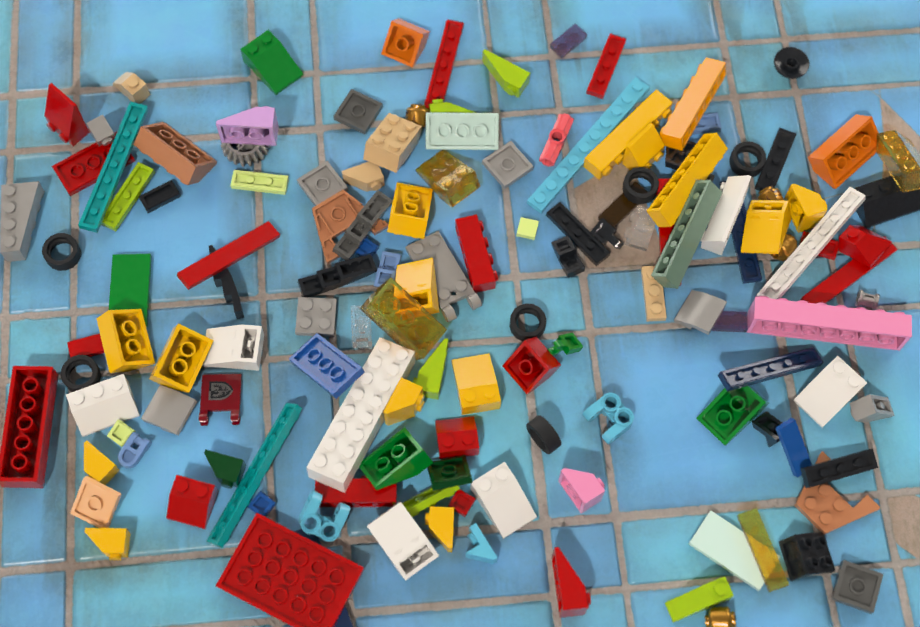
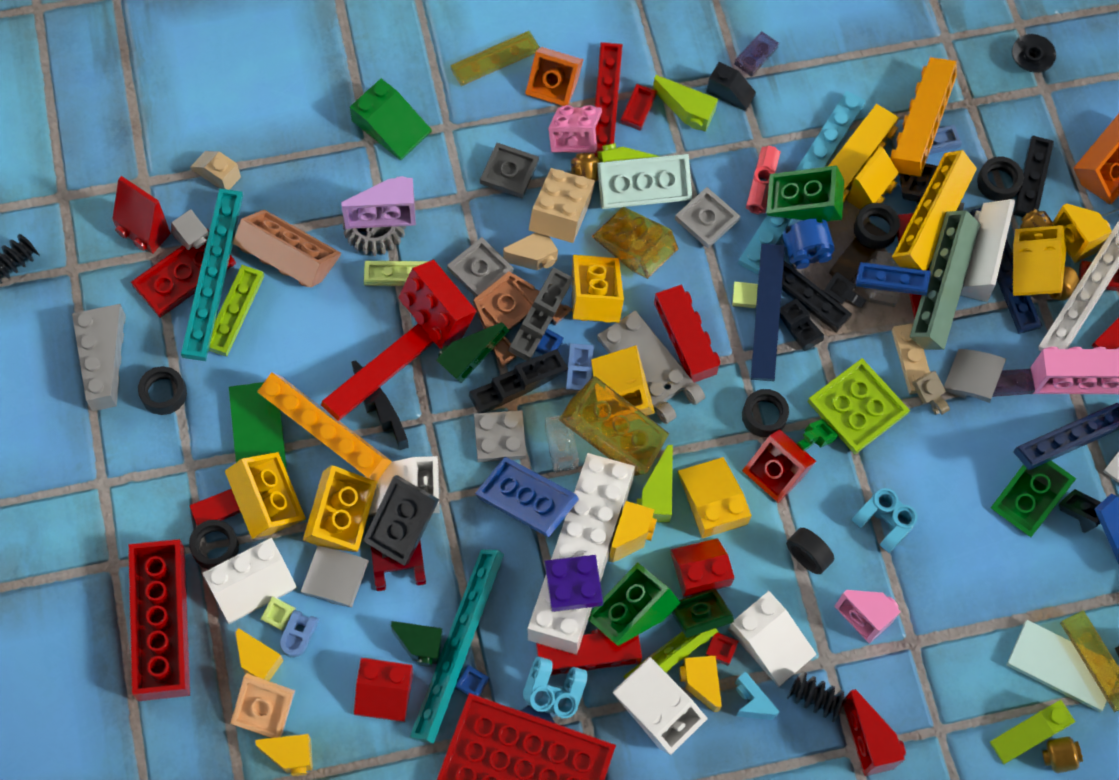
camera: 10 degrees left, 0 degrees up
(159, 196) = (275, 305): black tile -> none
(175, 291) = (324, 426): none -> light orange brick
(225, 372) = (401, 520): none -> black plate
(281, 208) = (436, 304): none -> red brick
(300, 249) = (467, 353): none -> dark green slope
(348, 436) = (573, 583): none -> dark purple plate
(361, 23) = (494, 58): none -> clear yellow tile
(413, 85) = (574, 129): none -> bright pink bracket
(468, 73) = (638, 107): none -> red tile
(530, 549) = (817, 695): none -> black piece
(542, 244) = (767, 312): none -> dark blue tile
(543, 64) = (730, 86): none -> black slope
(583, 193) = (808, 243): none -> blue brick
(587, 155) = (806, 194): none -> green slope
(603, 325) = (858, 406): none -> lime plate
(606, 66) = (808, 80): red plate -> none
(645, 228) = (893, 278): none -> blue tile
(662, 318) = (929, 390): none -> dark tan plate

